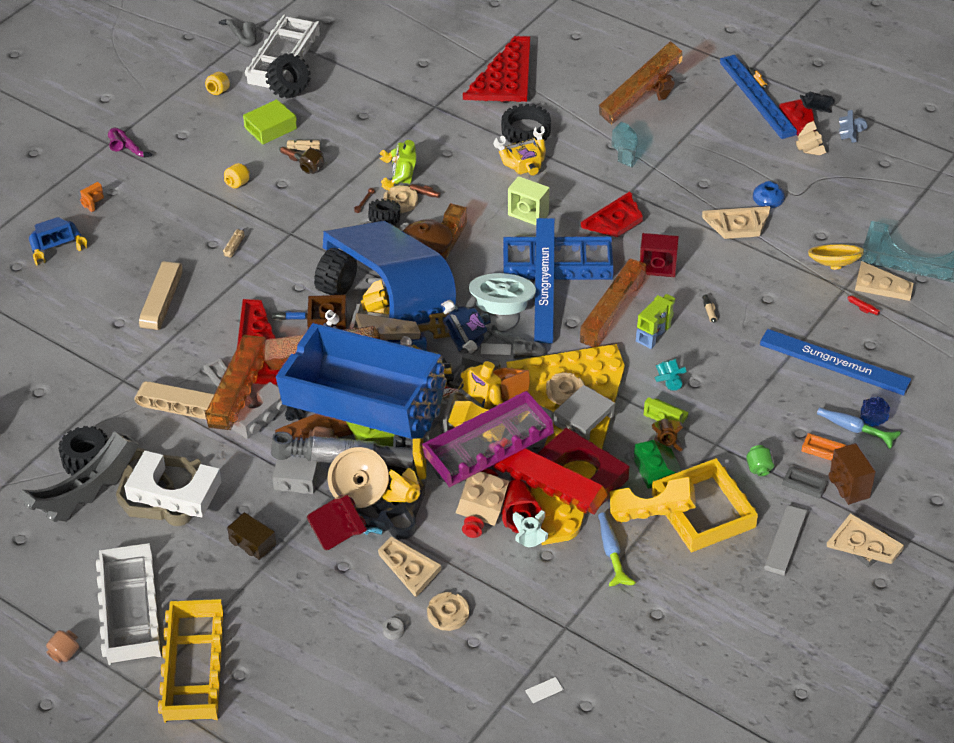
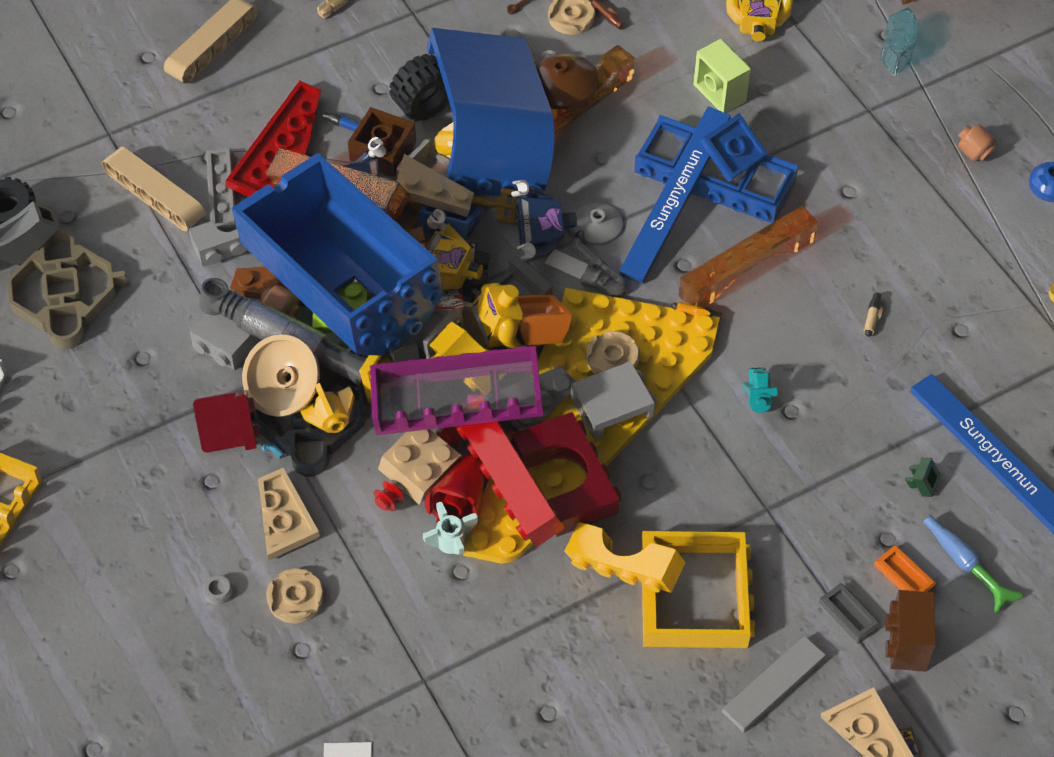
camera: 25 degrees right, 10 degrees up
(191, 499) = (79, 322): white arch -> none
(236, 383) = (216, 191): clear orange brick -> none
(251, 536) = (123, 398): dark brown brick -> none
(384, 211) = (537, 25): black tyre -> none
(502, 293) = (611, 191): light aqua piece -> none
(567, 237) = (733, 147): none -> blue tile
(597, 345) = (695, 310): none -> light orange piece
(612, 550) = (542, 601): piece -> none
(615, 217) = (825, 139): red wing -> none
(655, 320) = (785, 304): lime hips -> none
(655, 461) = (671, 503): green slope -> none
(659, 254) = (845, 214): dark red brick -> none
(661, 410) = (726, 438): lime panel -> none
(667, 432) = (704, 471): reddish brown brick -> none
(710, 187) = (976, 142): none -> nougat head
(737, 222) = (986, 205): tan wing -> none
(760, 460) = (805, 558): bright green head -> none
(800, 388) = (925, 477): none -> dark green tile
(875, 411) = (1002, 552): clear blue piece -> none

